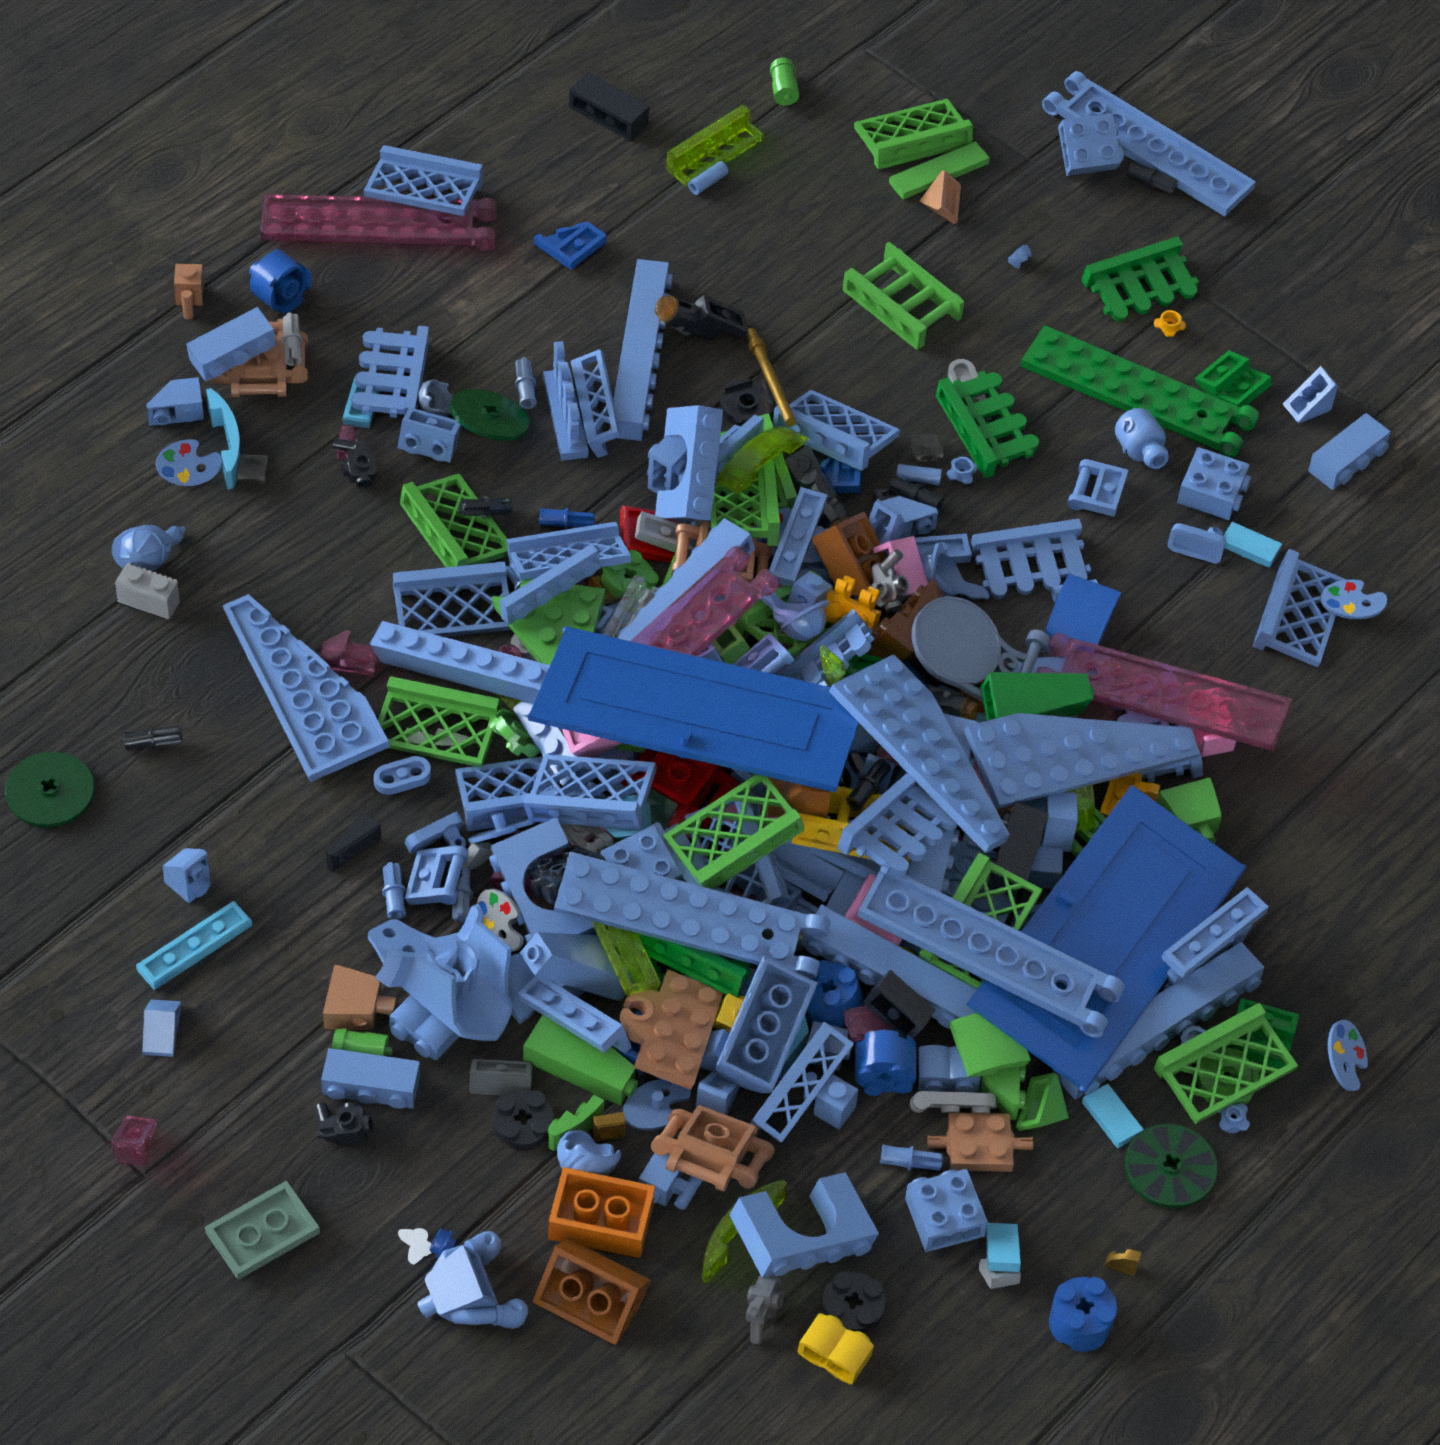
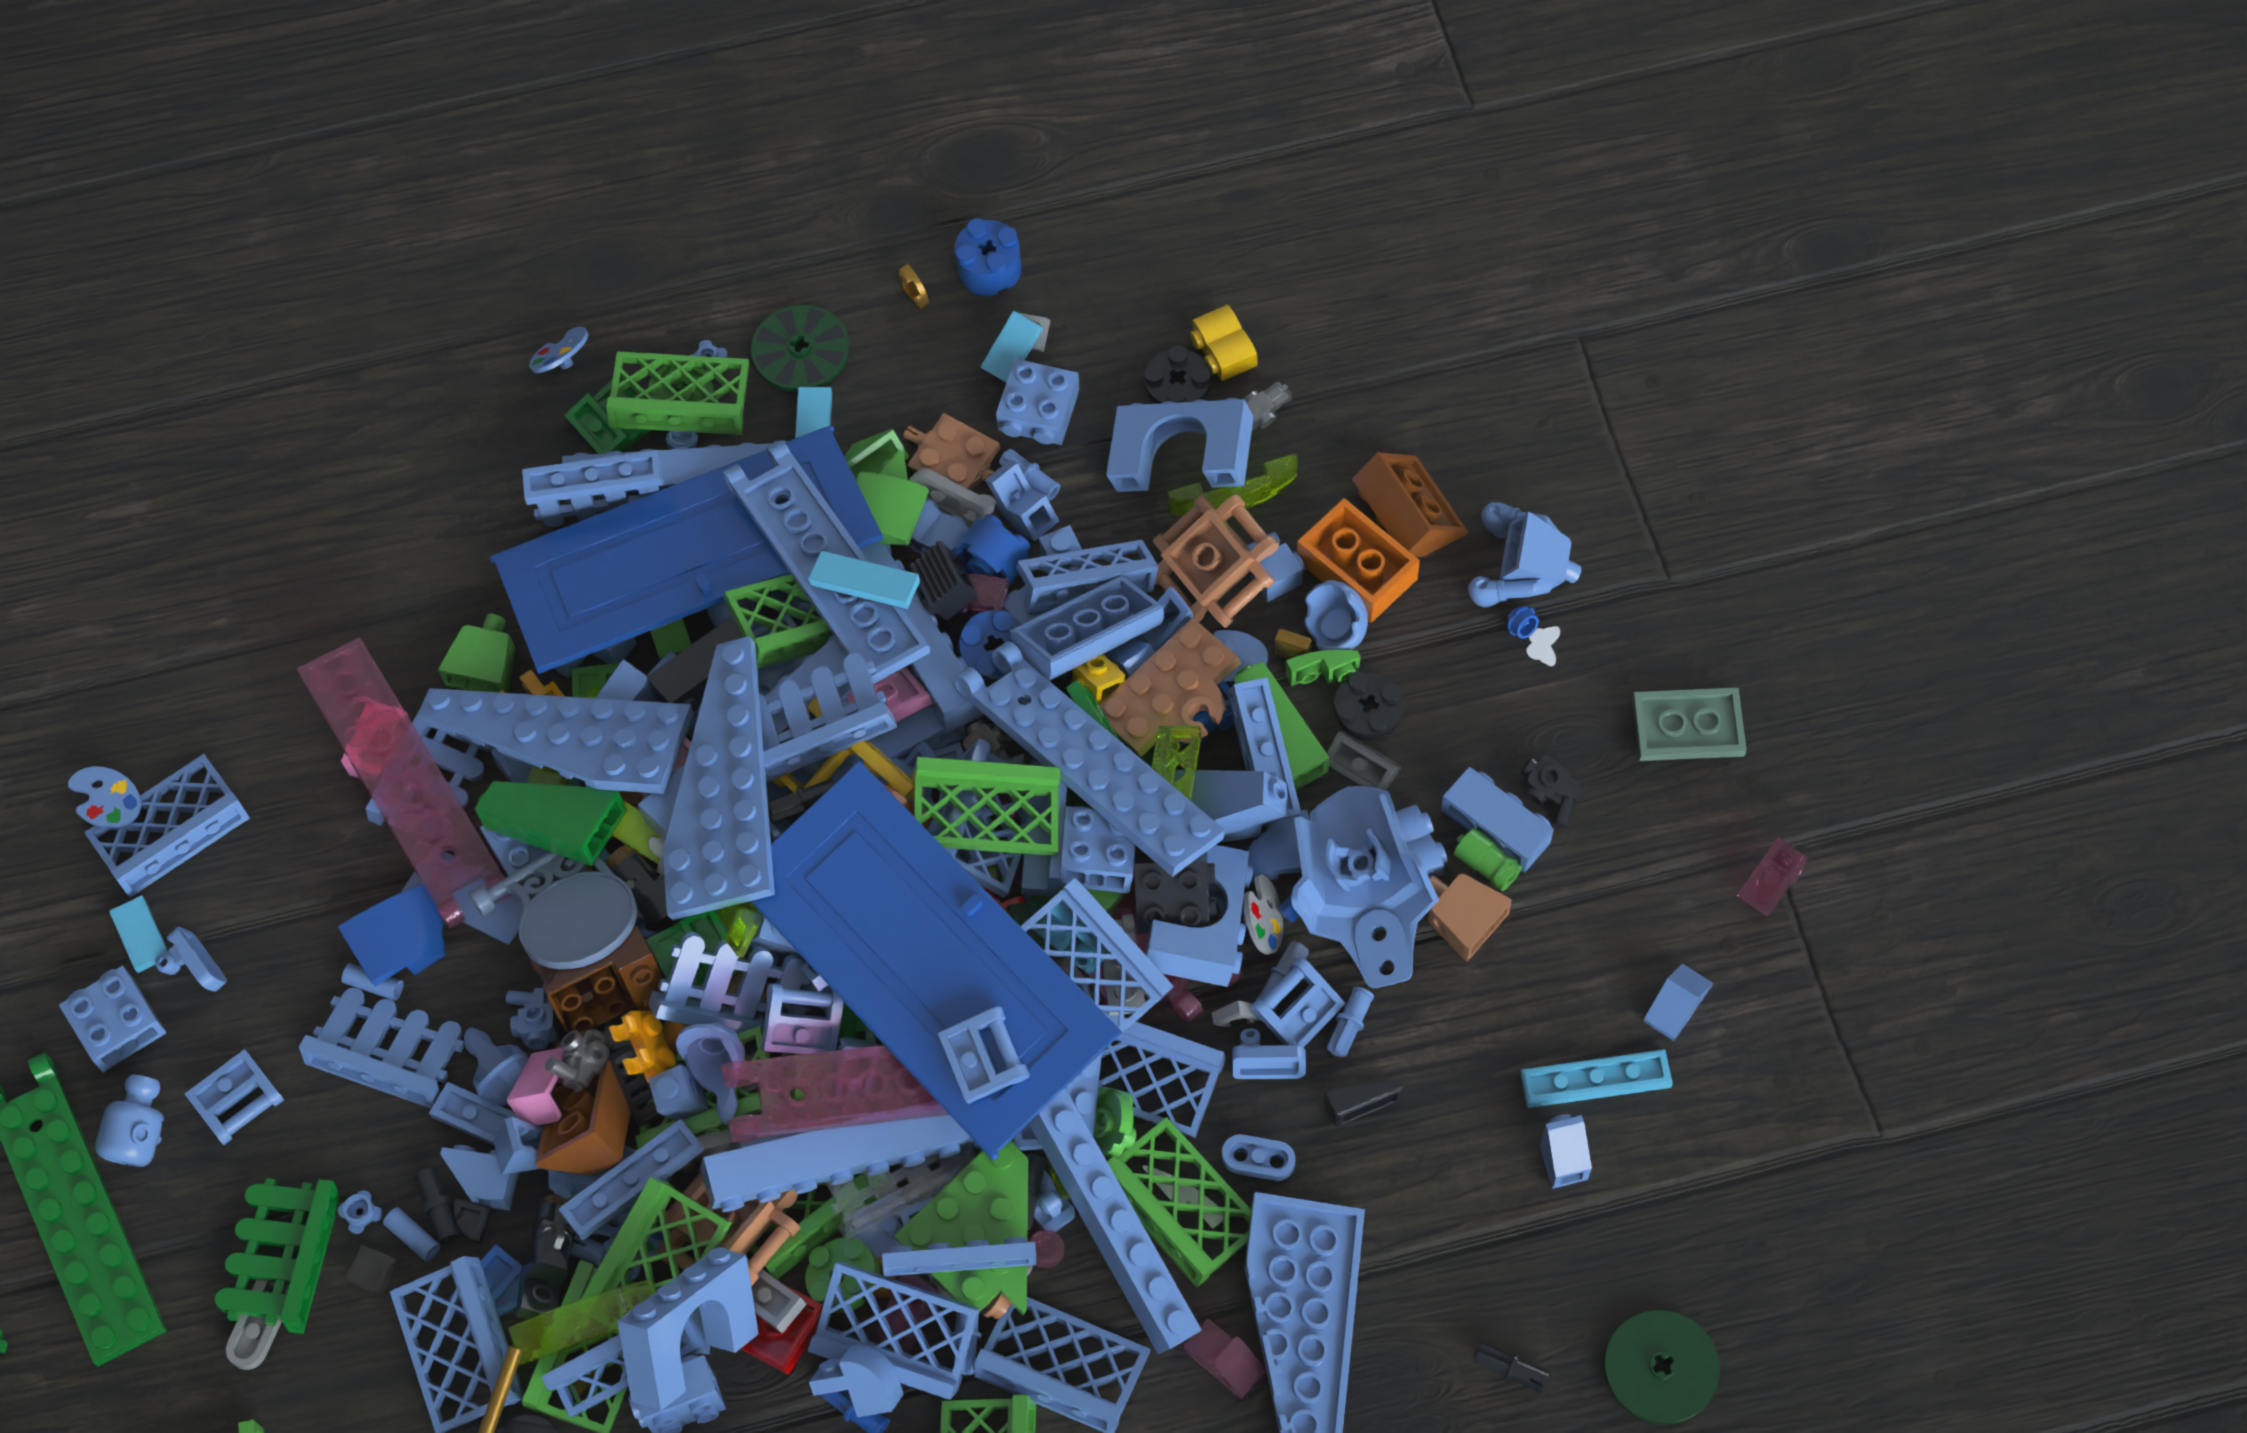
camera: 140 degrees left, 10 degrees up
(501, 828) = (1206, 1019): medium blue piece -> none
(568, 515) = (866, 1376): none -> medium blue brick
(614, 655) = (972, 1061): none -> medium blue plate
(892, 1124) = (1019, 504): none -> medium blue brick
(943, 934) = (864, 579): none -> medium azure tile

